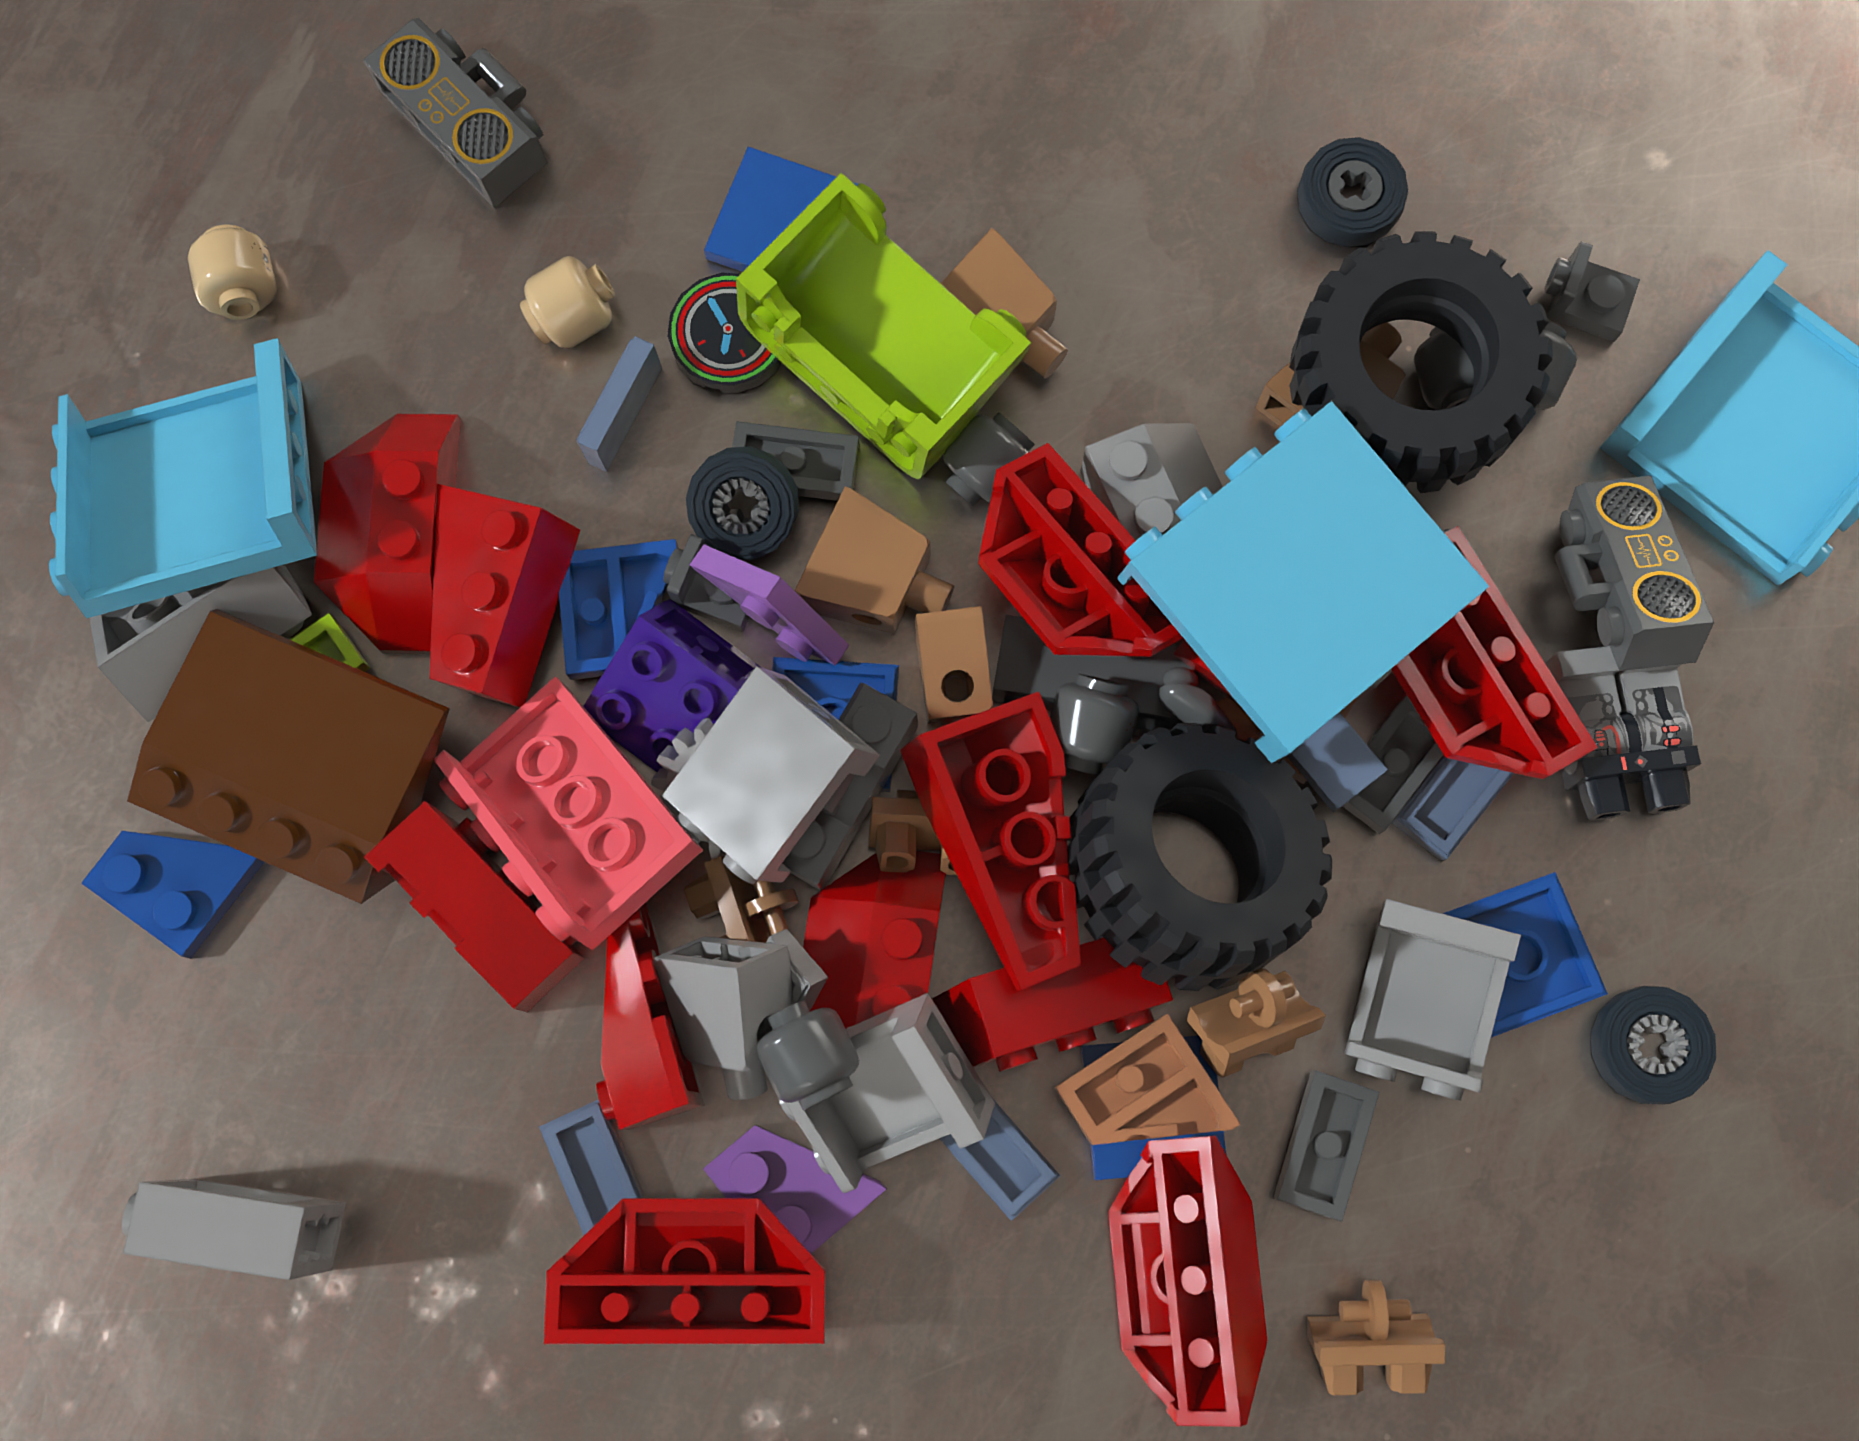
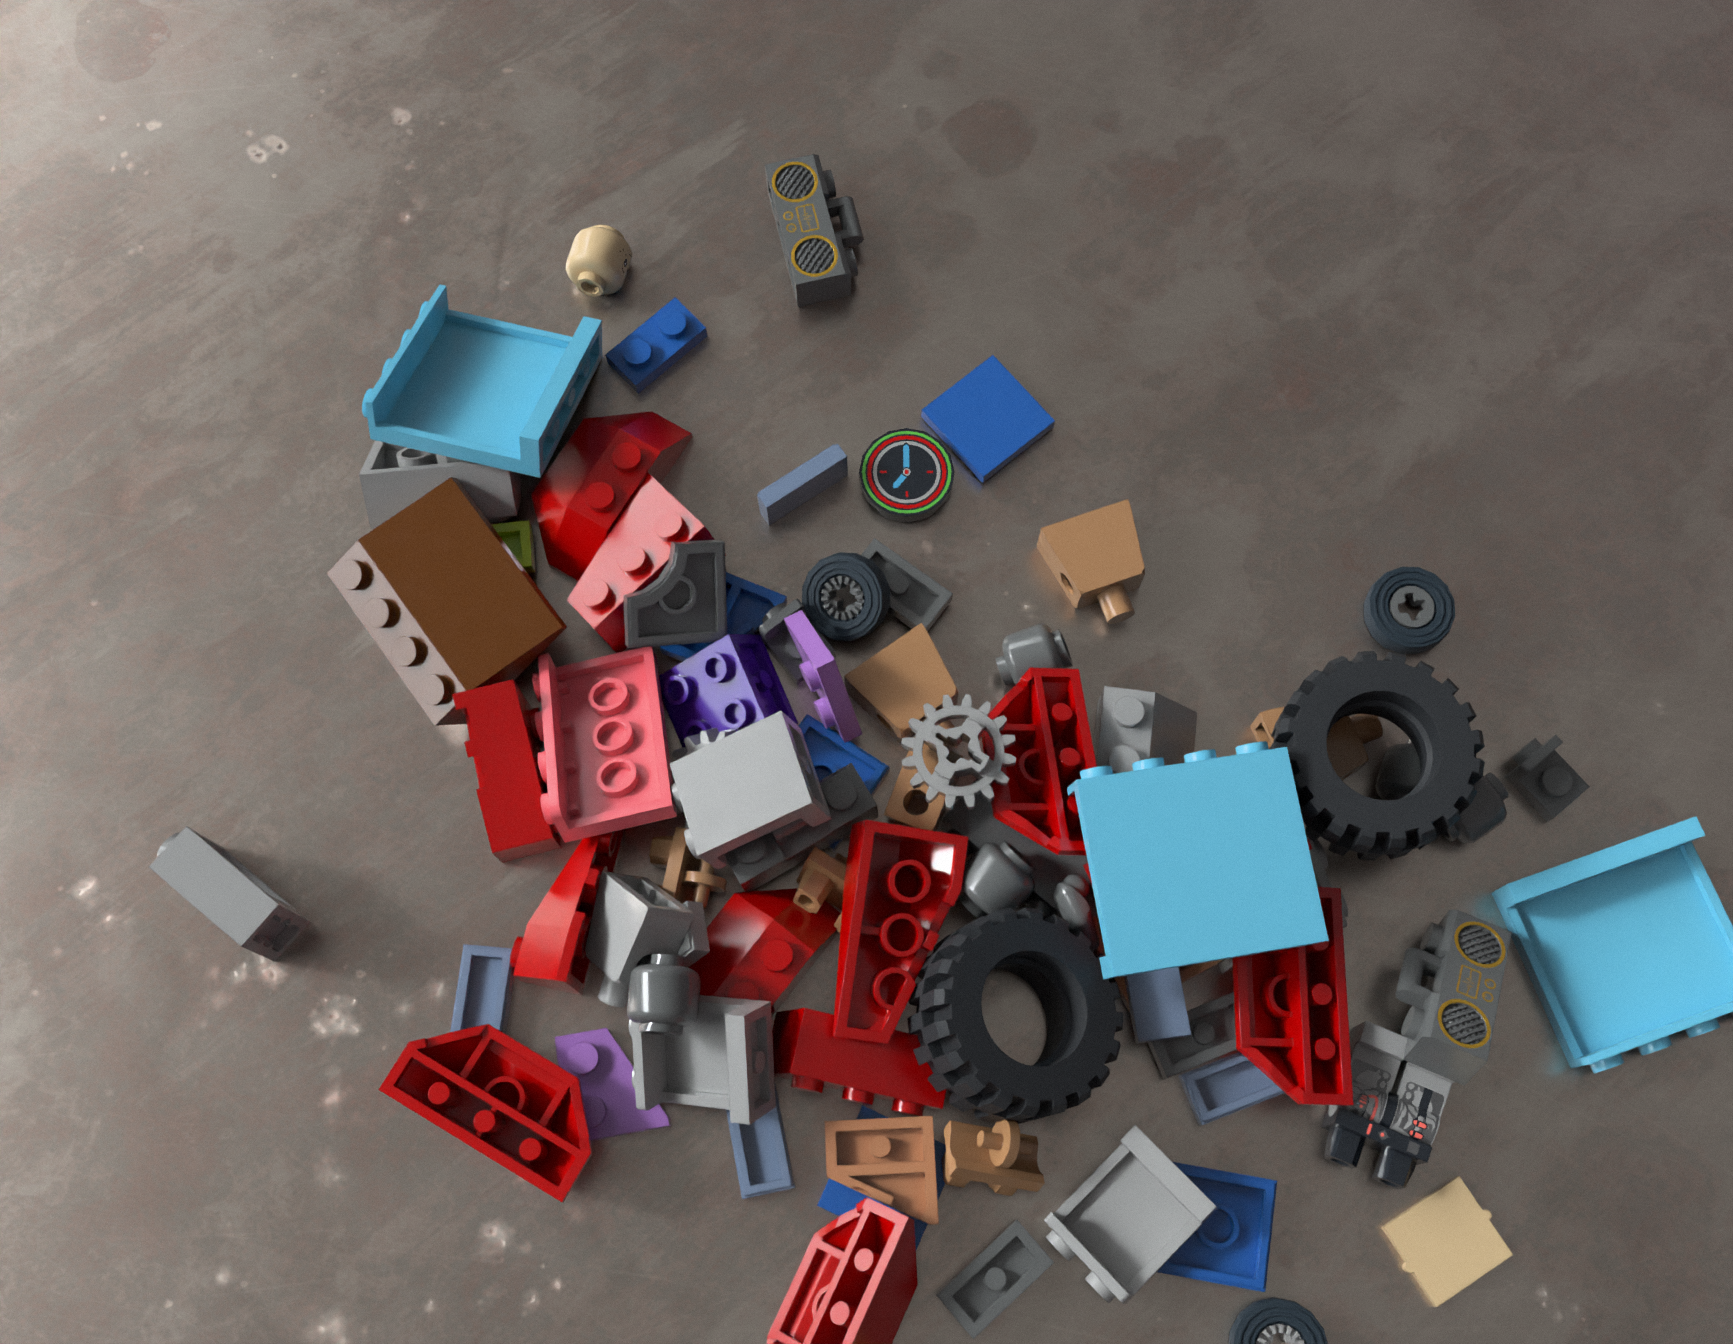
camera: 30 degrees right, 5 degrees down
(172, 885) = (323, 645): blue wing -> none
(357, 335) = (656, 345): none -> blue plate
(565, 607) = (684, 601): none -> dark grey tile
(567, 302) = (807, 397): tan head -> none
(875, 328) = (1005, 525): lime windscreen -> none
(1010, 603) = (945, 772): none -> light grey gear
(1755, 834) = (1447, 1241): none -> tan piece

